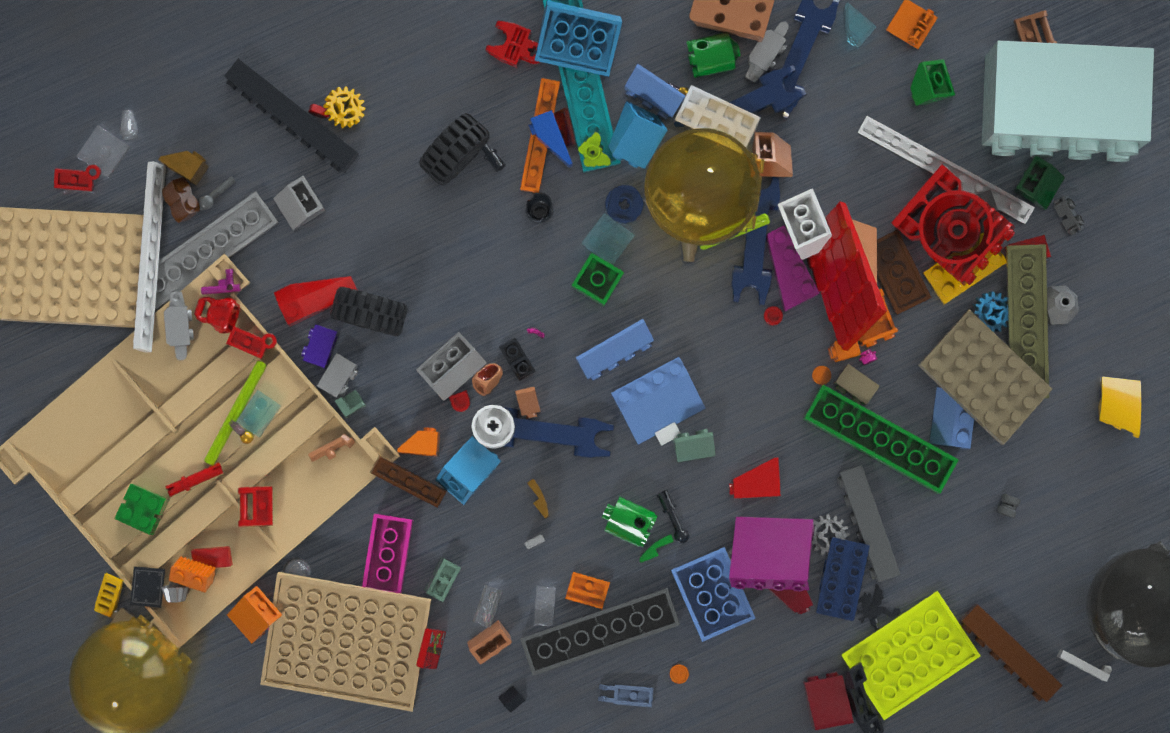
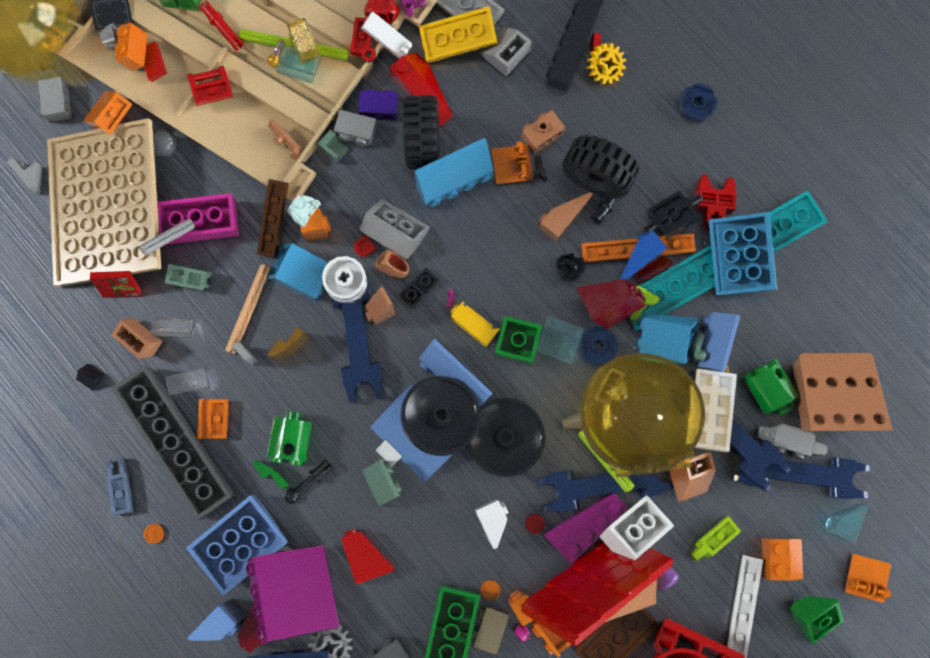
camera: 65 degrees right, 5 degrees down
(220, 668) = (54, 99): none -> light grey brick
(242, 401) = (302, 41): none -> clear yellow slope
(255, 317) = (386, 35): none -> white hinge
(271, 246) = (458, 34): none -> yellow plate
(295, 709) = (31, 175): none -> light grey slope
(395, 191) = (543, 131): none -> nougat brick
(403, 583) = (167, 236): none -> light grey axle
(414, 448) = (302, 208): none -> light aqua piece
(418, 232) = (512, 163): none -> orange hinge
(418, 292) = (454, 173): none -> dark azure slope
(420, 28) = (706, 97): none -> dark blue plate
(432, 206) = (540, 171): none -> black bar
(489, 202) = (562, 216): none -> nougat slope
(489, 530) = (248, 307): none -> light nougat axle
(518, 91) = (673, 214): none -> black plate
(568, 317) = (473, 324): none -> yellow window
(588, 180) = (611, 301): none -> dark red slope
(650, 372) = (440, 416): none -> black dish
(654, 113) = (698, 354): none -> sand green arm
(685, 318) = (508, 438): none -> black dish
(759, 352) = (493, 520): none -> white slope
(780, 626) = (222, 622): none -> medium blue slope
(835, 152) = (715, 539): none -> lime hinge
(857, 210) = (667, 579): none -> medium lavender cone
(871, 96) = (782, 558): none -> orange slope

